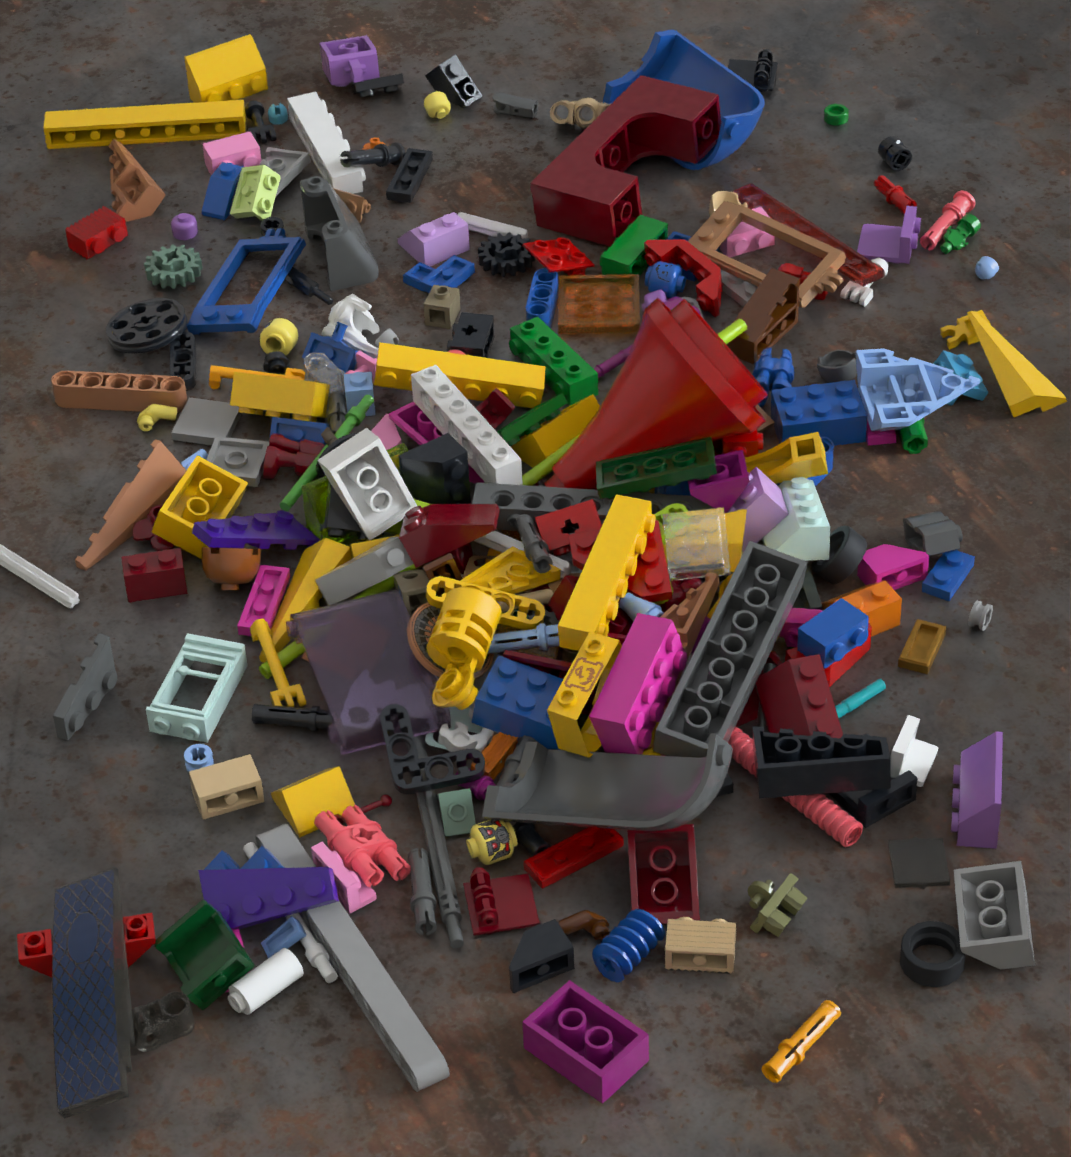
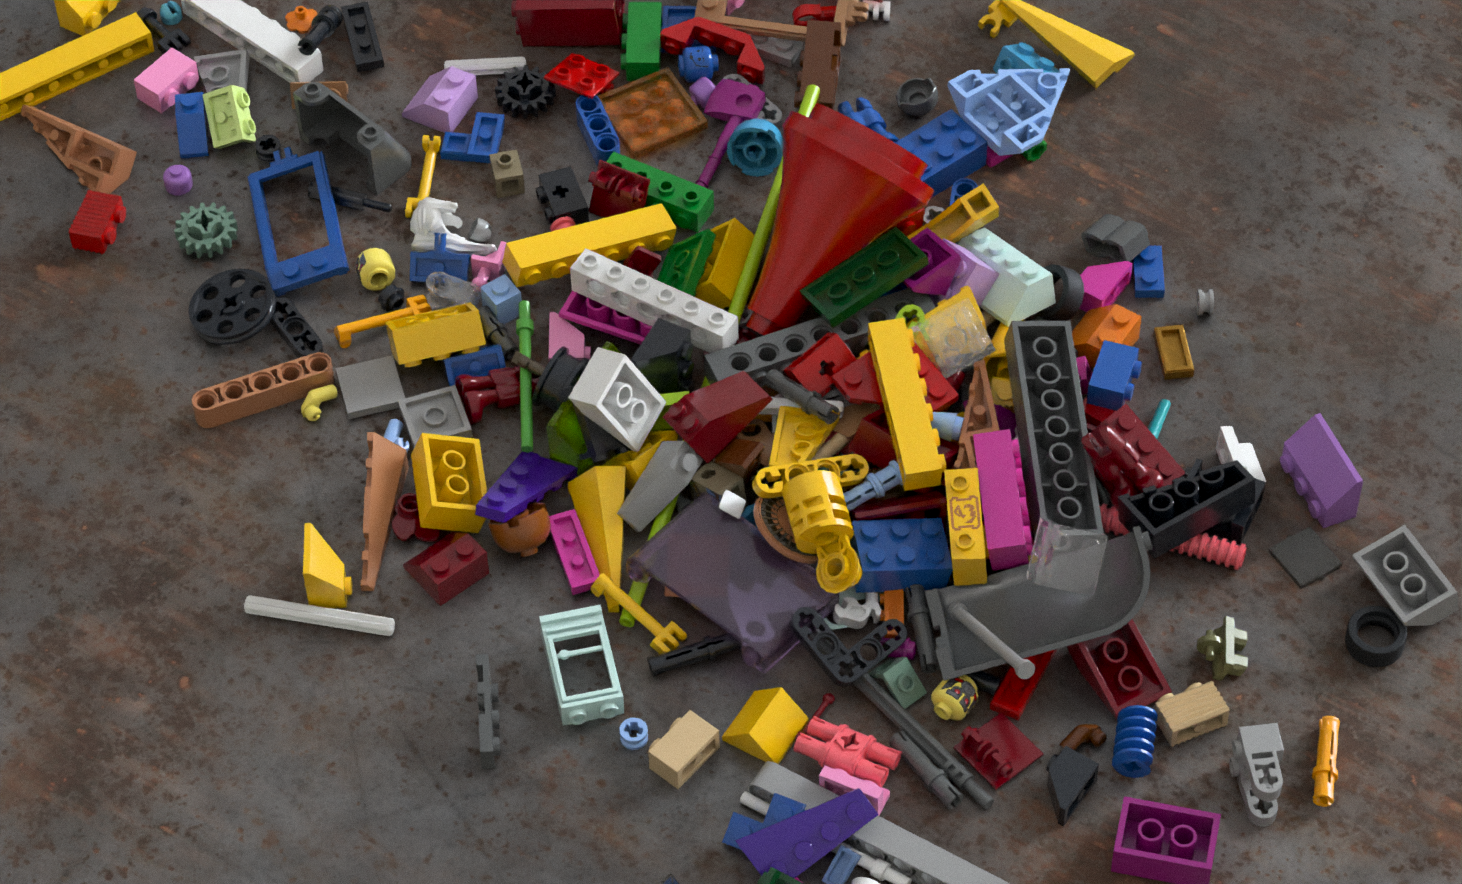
camera: 30 degrees left, 10 degrees up
(44, 533) = (323, 572): none -> yellow slope
(399, 268) = (431, 149): none -> yellow hinge
(407, 603) = (732, 504): none -> white sticker
(516, 342) = (616, 190): none -> dark red hinge
(542, 822) = (1023, 667): none -> light grey bar
(661, 755) = (1066, 557): none -> clear bracket
(722, 1016) = (1258, 770): none -> light grey brick
(771, 689) = (1119, 456): none -> dark red piece

